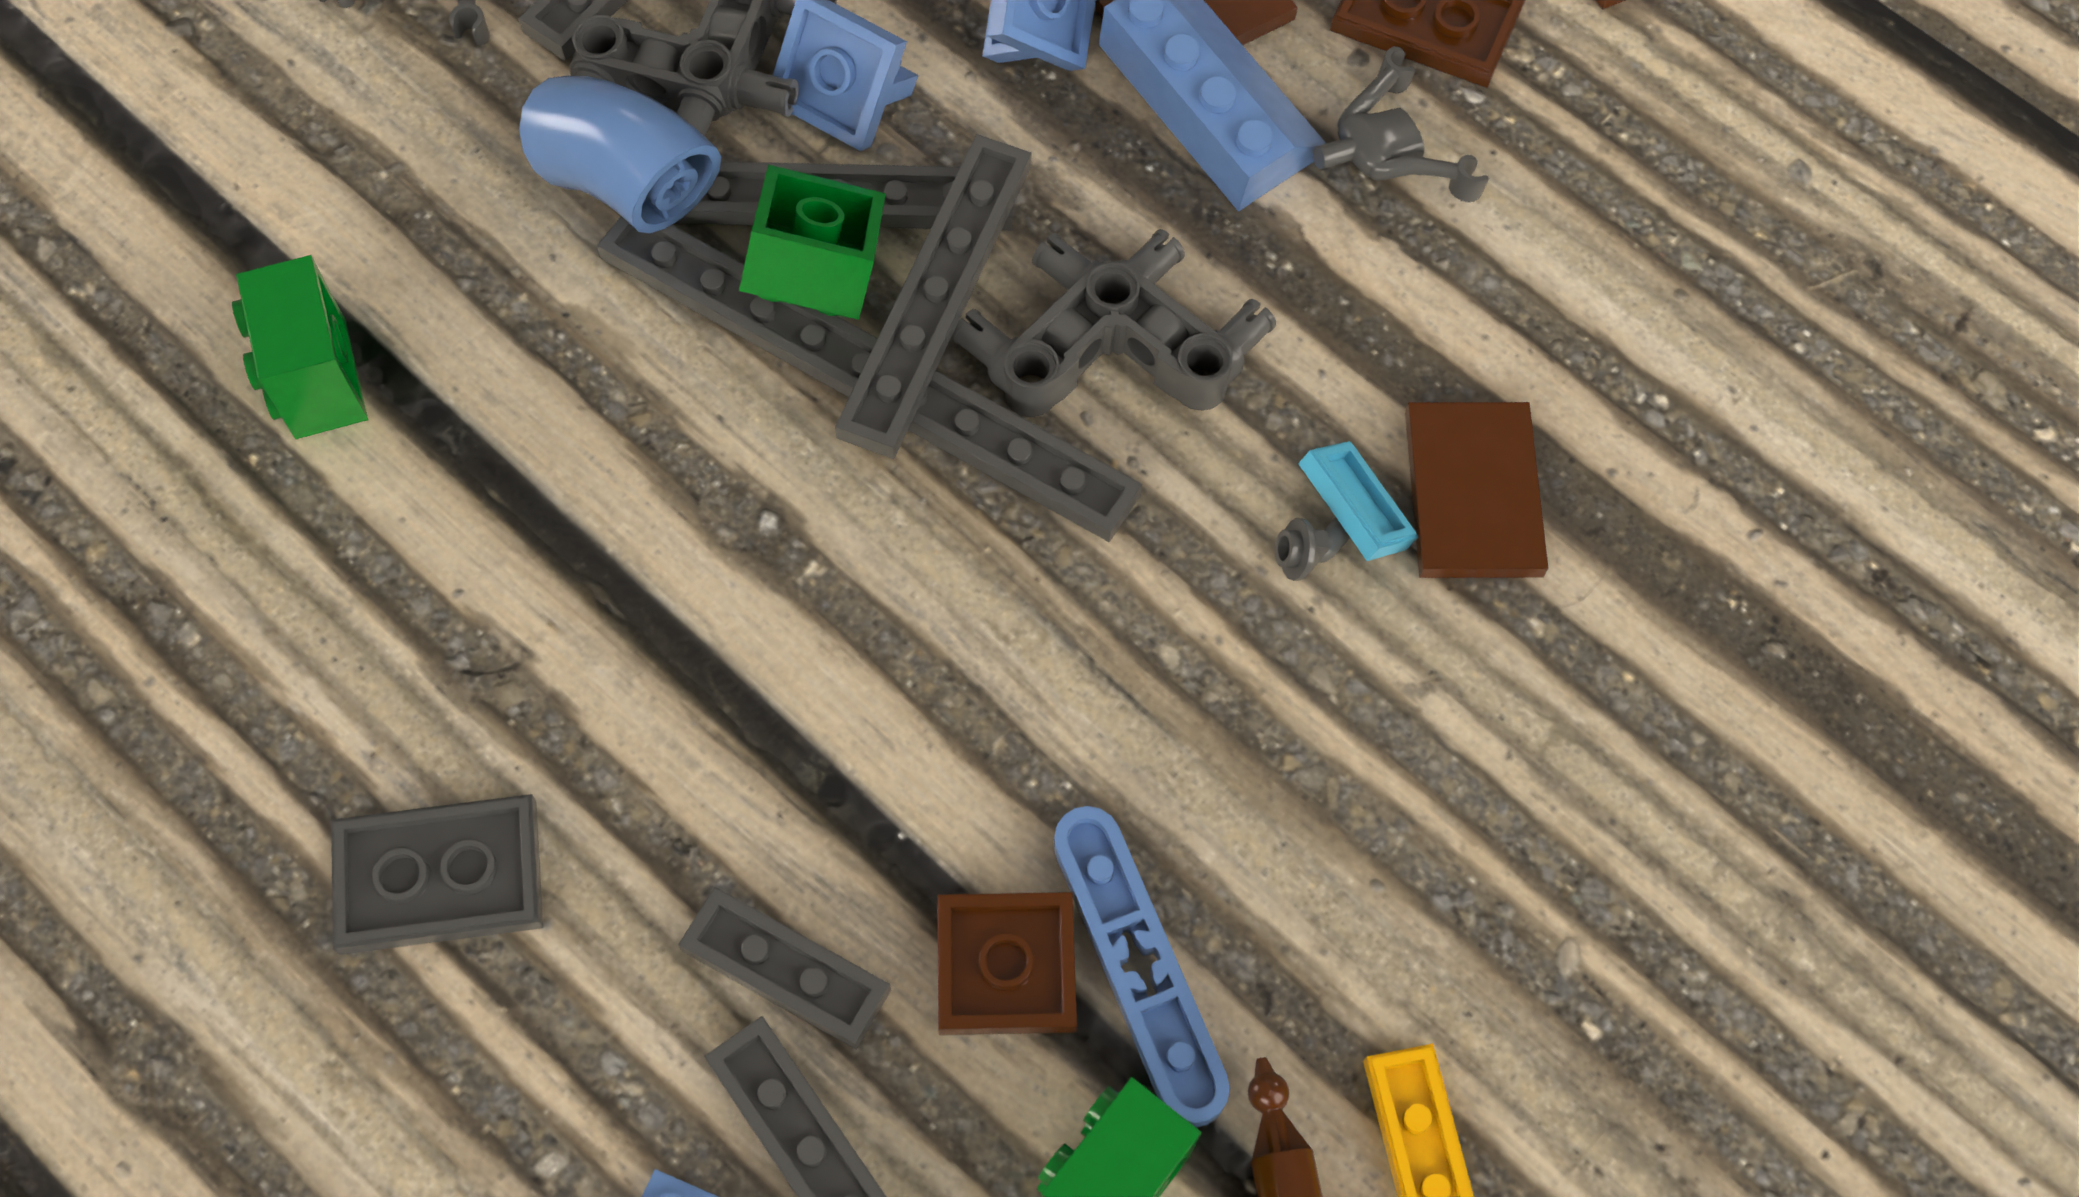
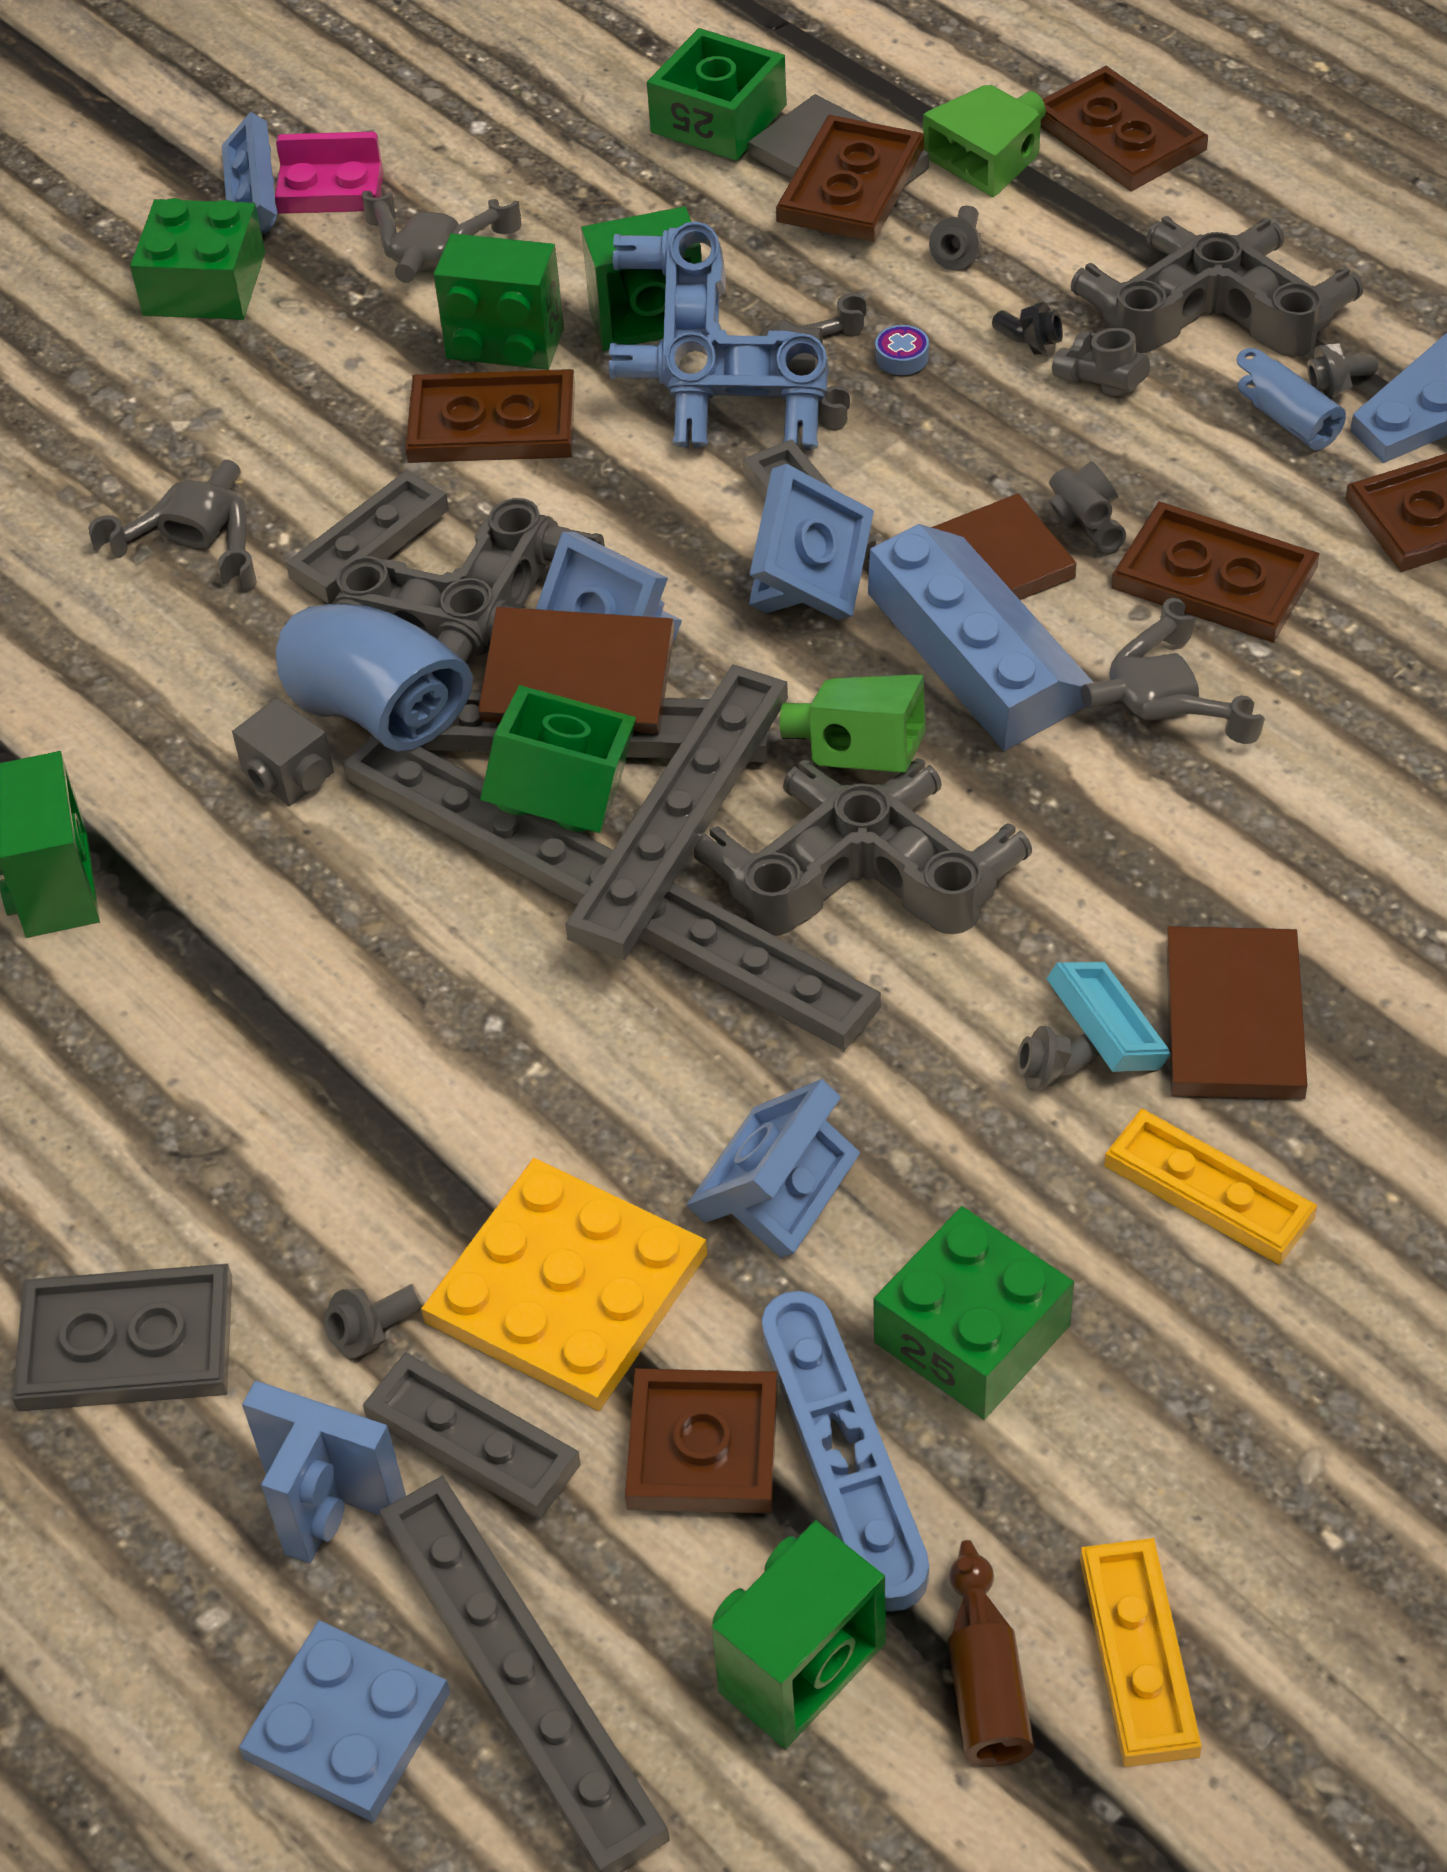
camera: 10 degrees right, 15 degrees down
(534, 233) = (282, 752): none -> dark grey brick
(640, 1016) = (316, 1463): none -> medium blue bracket
(669, 849) = (357, 1324): none -> dark grey plate
(824, 130) = (582, 657): none -> reddish brown tile
(860, 798) = (565, 1283): none -> yellow plate
(1056, 675) = (779, 1168): none -> medium blue bracket
(1104, 192) = (861, 722): none -> bright green torso
(1252, 821) = (973, 1312): none -> green brick
(1462, 673) = (1210, 1186): none -> yellow tile

